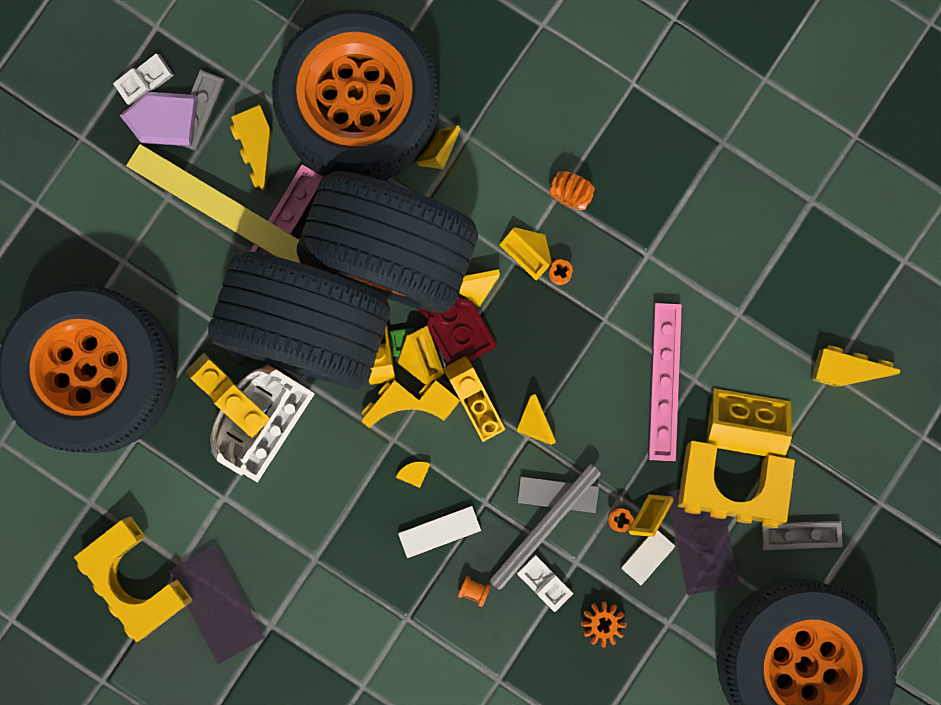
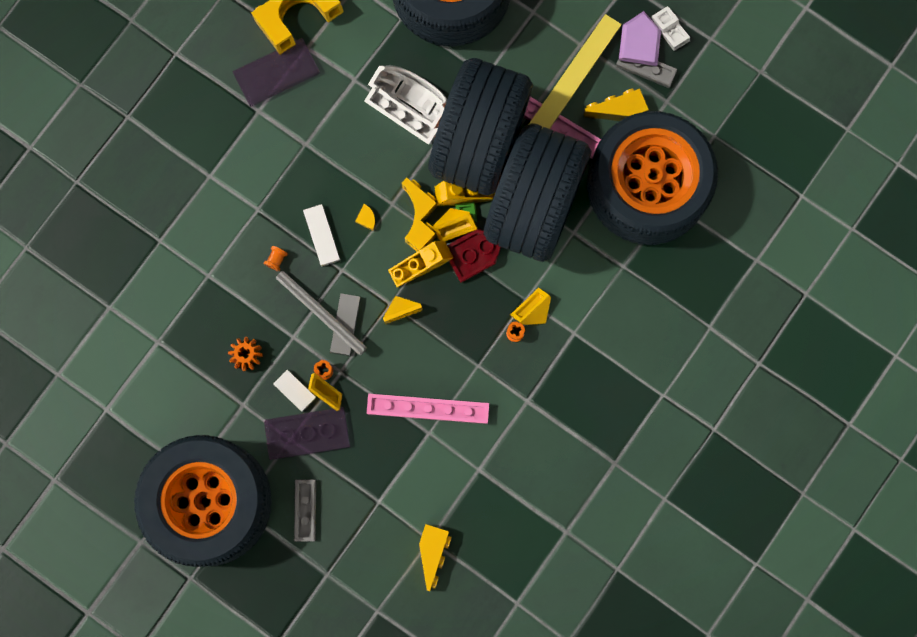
camera: 90 degrees right, 5 degrees down
(227, 395) = (429, 79): yellow arch -> none
(439, 148) = (612, 243): yellow slope -> none
(478, 286) = (506, 268): yellow slope -> none
(544, 582) = (279, 312): white slope -> none
(571, 190) = (578, 341): orange gear -> none
(700, 492) = (328, 482): yellow arch -> none
(749, 423) = (393, 472): yellow slope -> none

